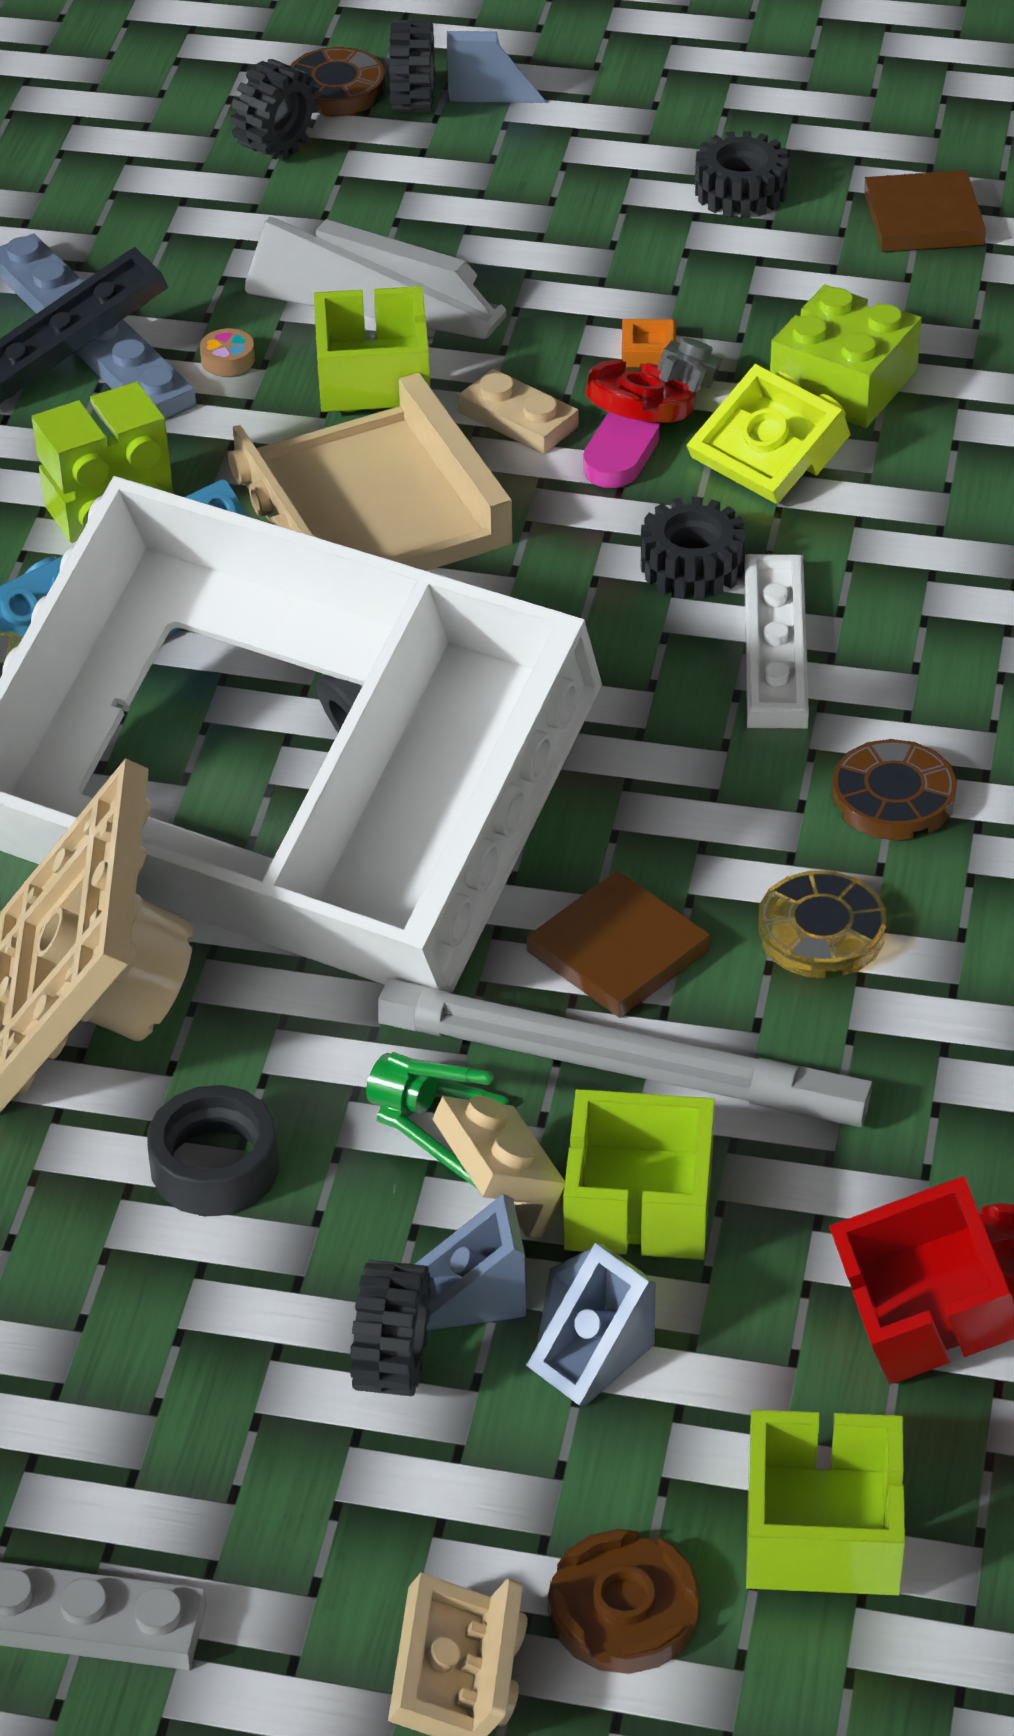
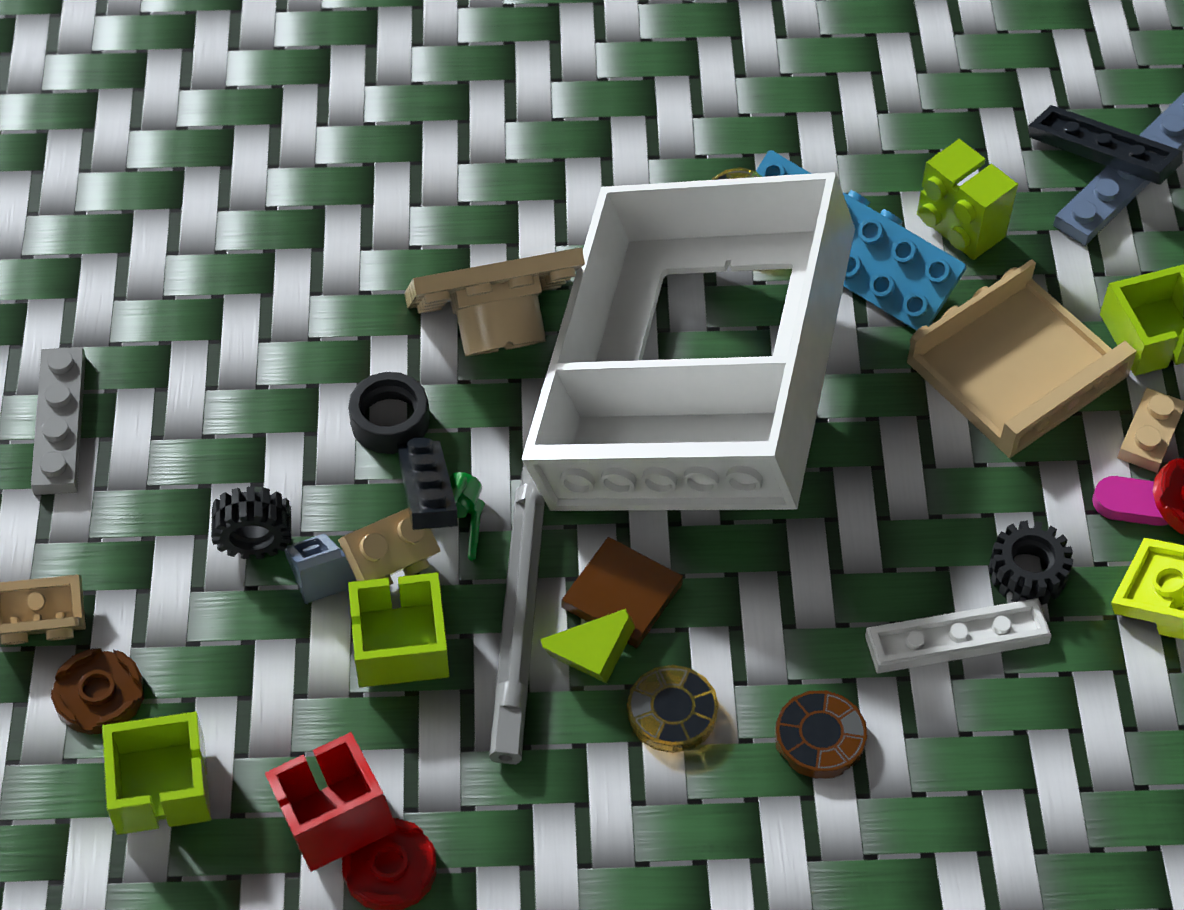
camera: 75 degrees right, 10 degrees up
(227, 352) = (1142, 246): medium nougat tile -> none
(404, 1087) = (427, 484): none -> black plate
(593, 1323) = (288, 634): sand blue slope -> none
(718, 968) = (592, 645): none -> lime slope

